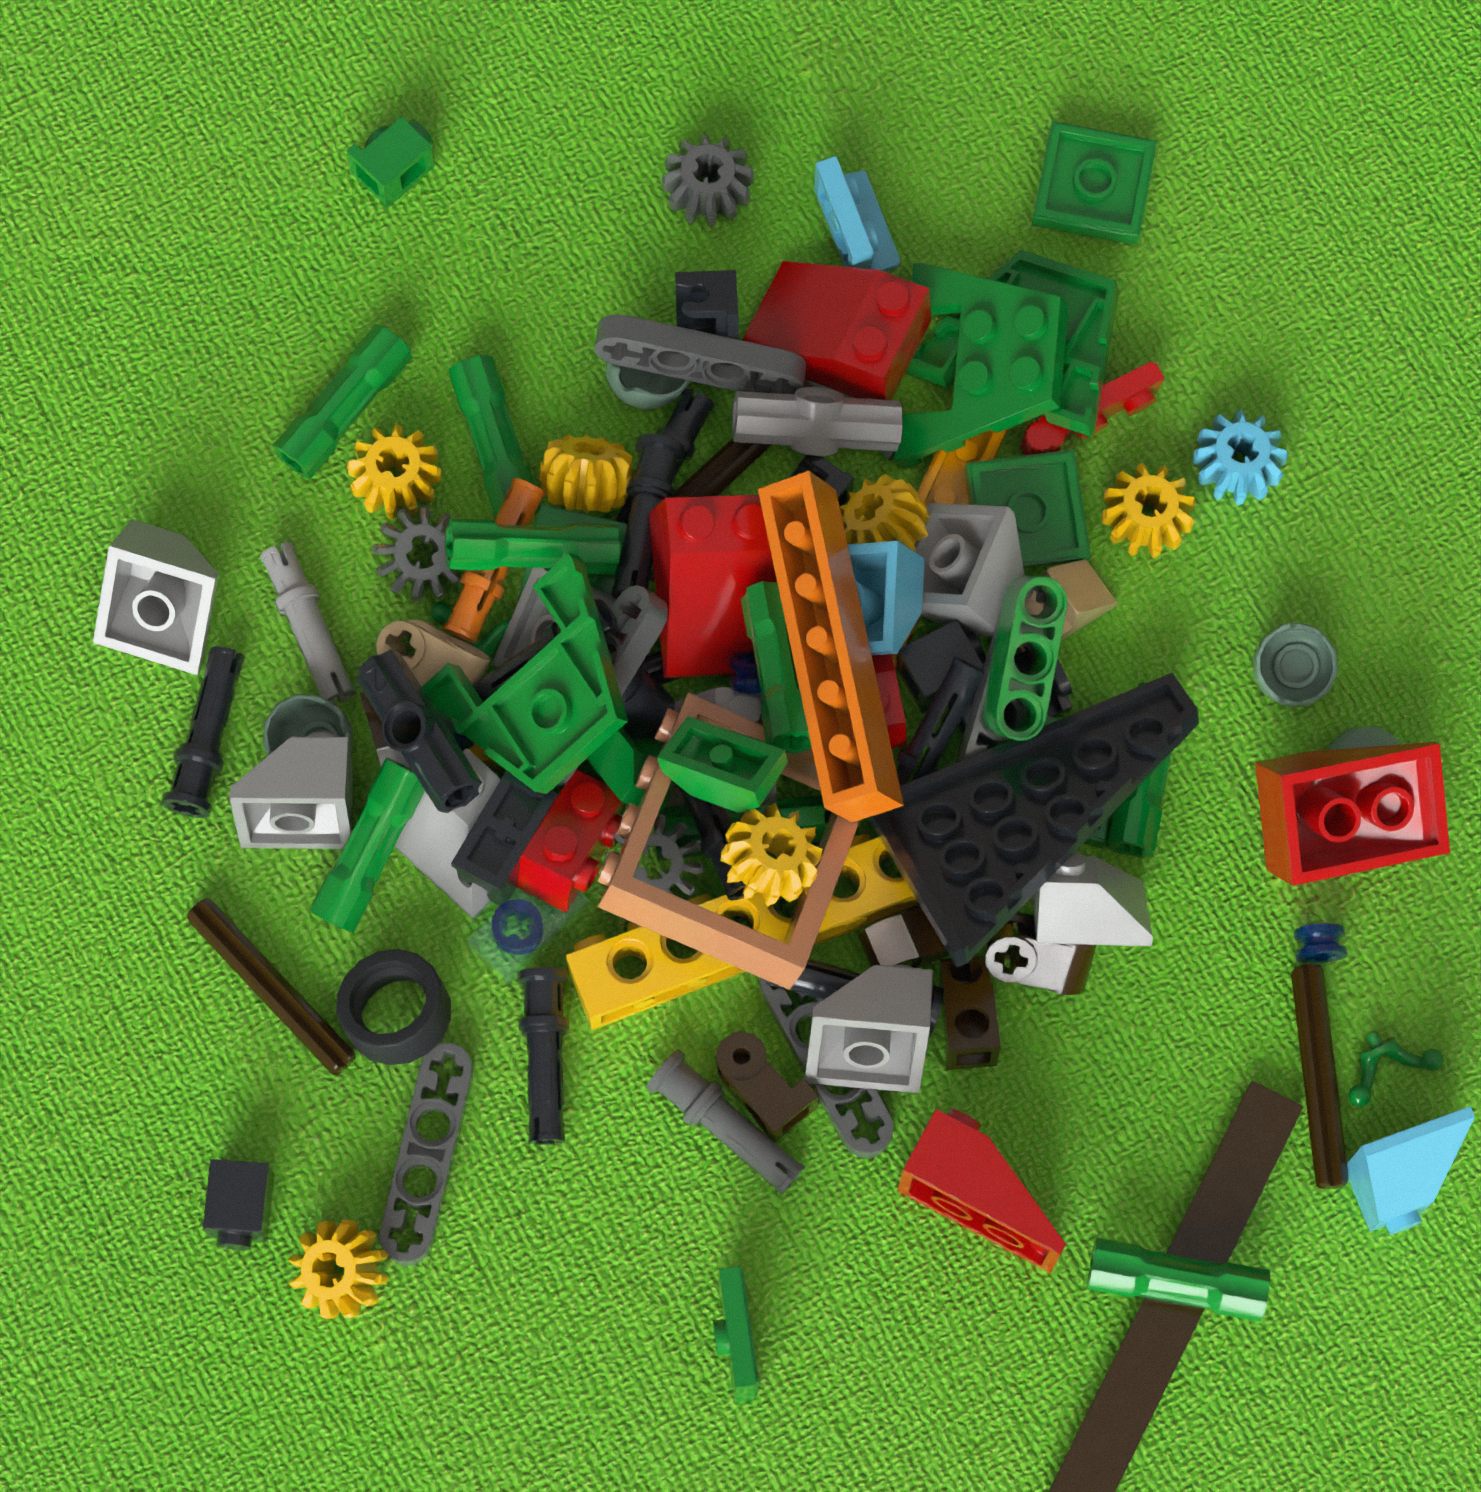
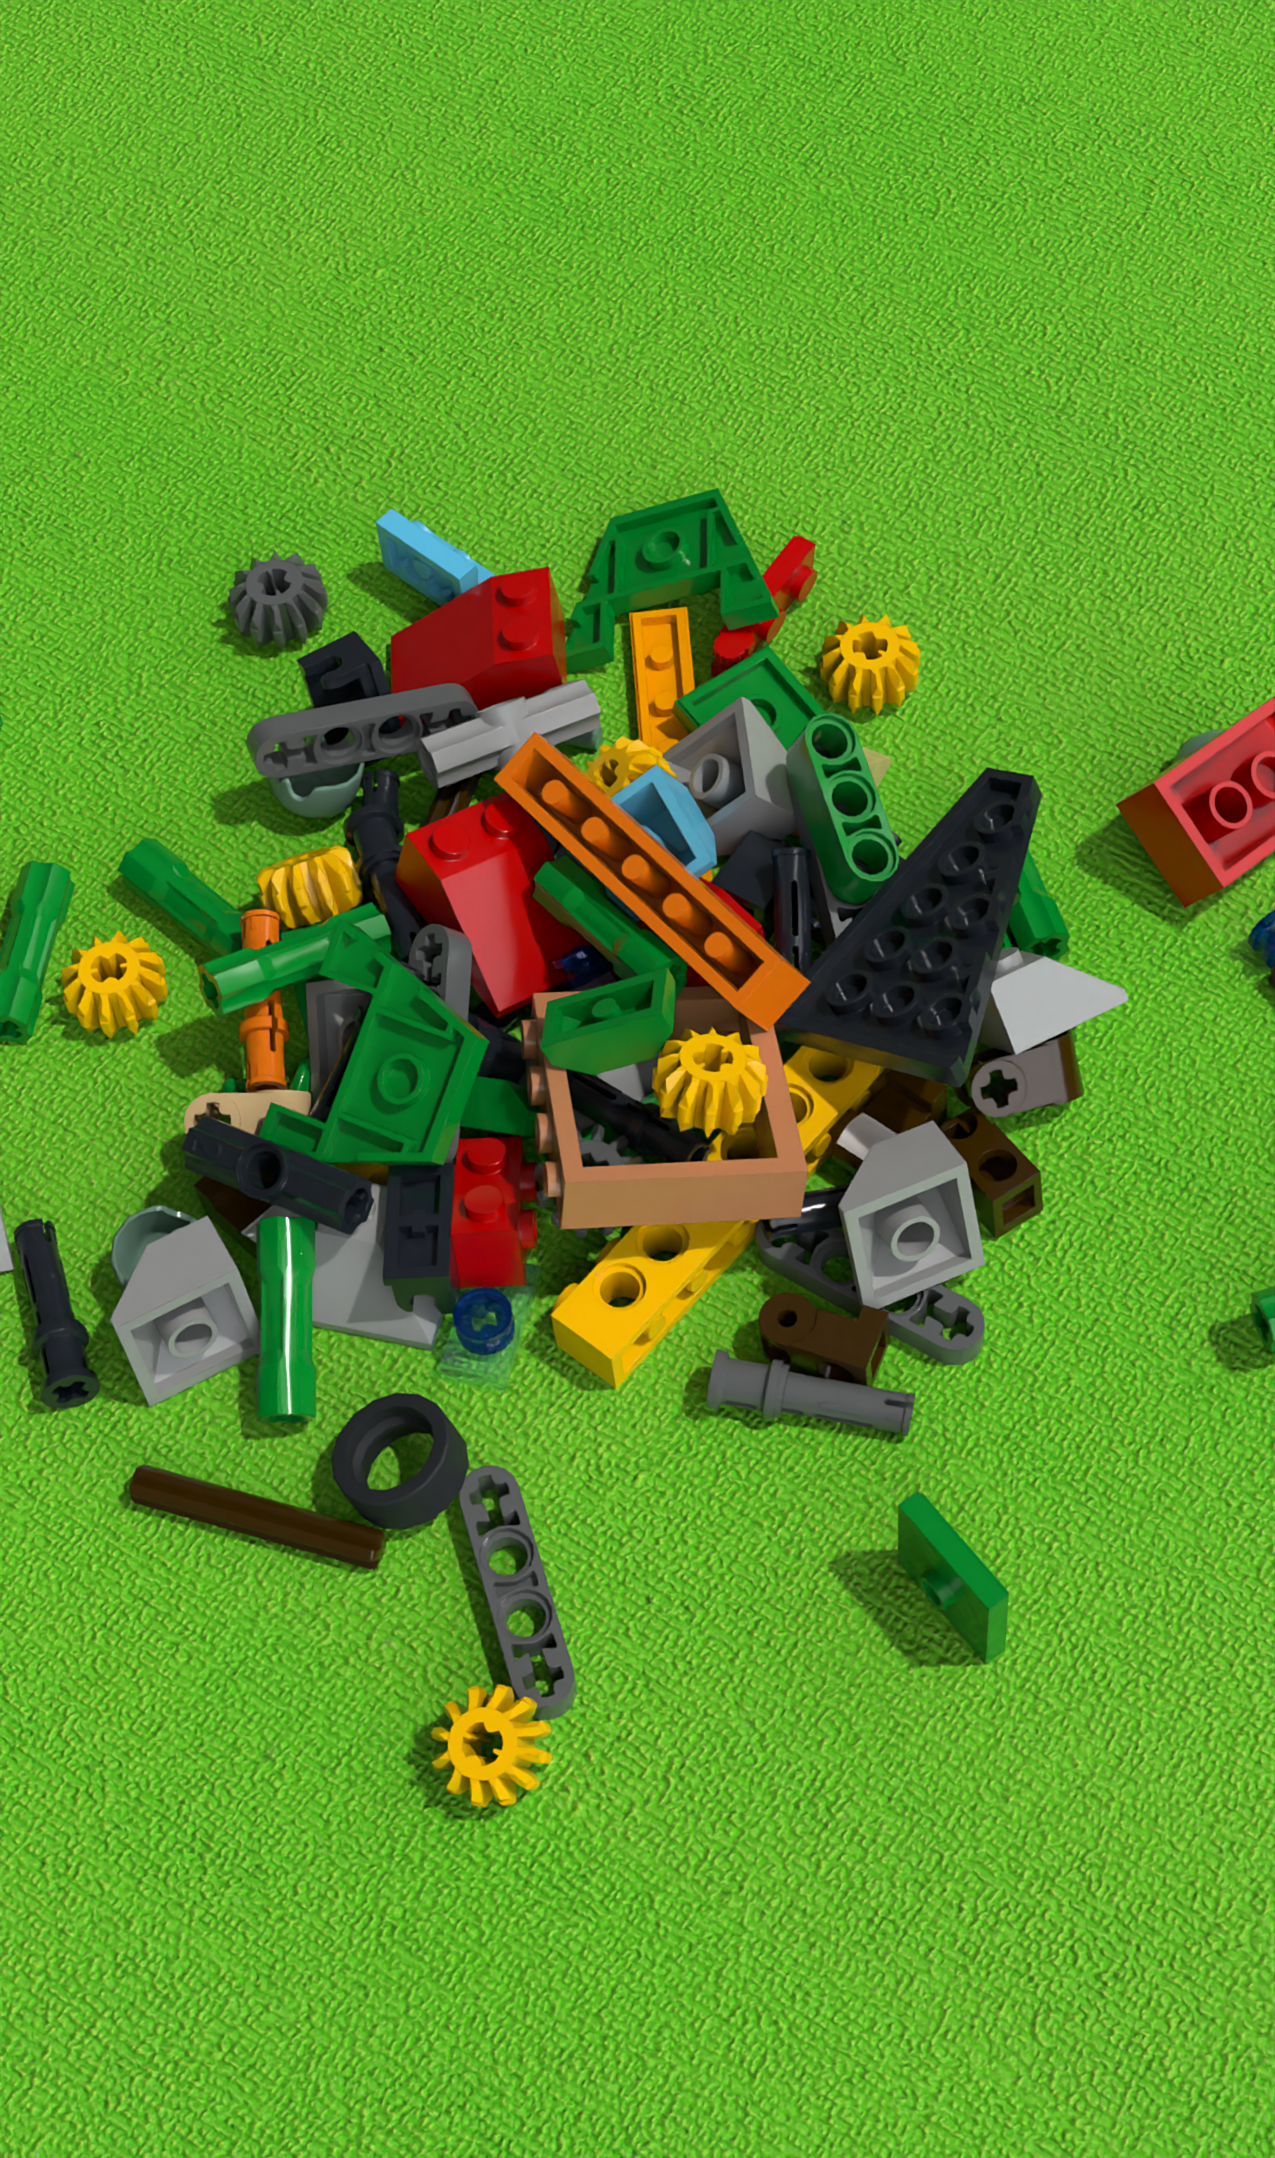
camera: 20 degrees left, 15 degrees down
(238, 1203) = (344, 1740): black brick -> none
(298, 603) = (86, 1150): light grey pin -> none
(403, 545) = (184, 1061): dark grey gear -> none
(544, 1028) = (567, 1404): black pin -> none
(972, 1184) = (1112, 1313): red slope -> none
(1004, 360) = (657, 598): green wing -> none
(1094, 183) = (644, 438): green plate -> none
(1257, 470) = (925, 581): medium azure gear -> none
(1295, 664) = (1093, 718): sand green hair -> none

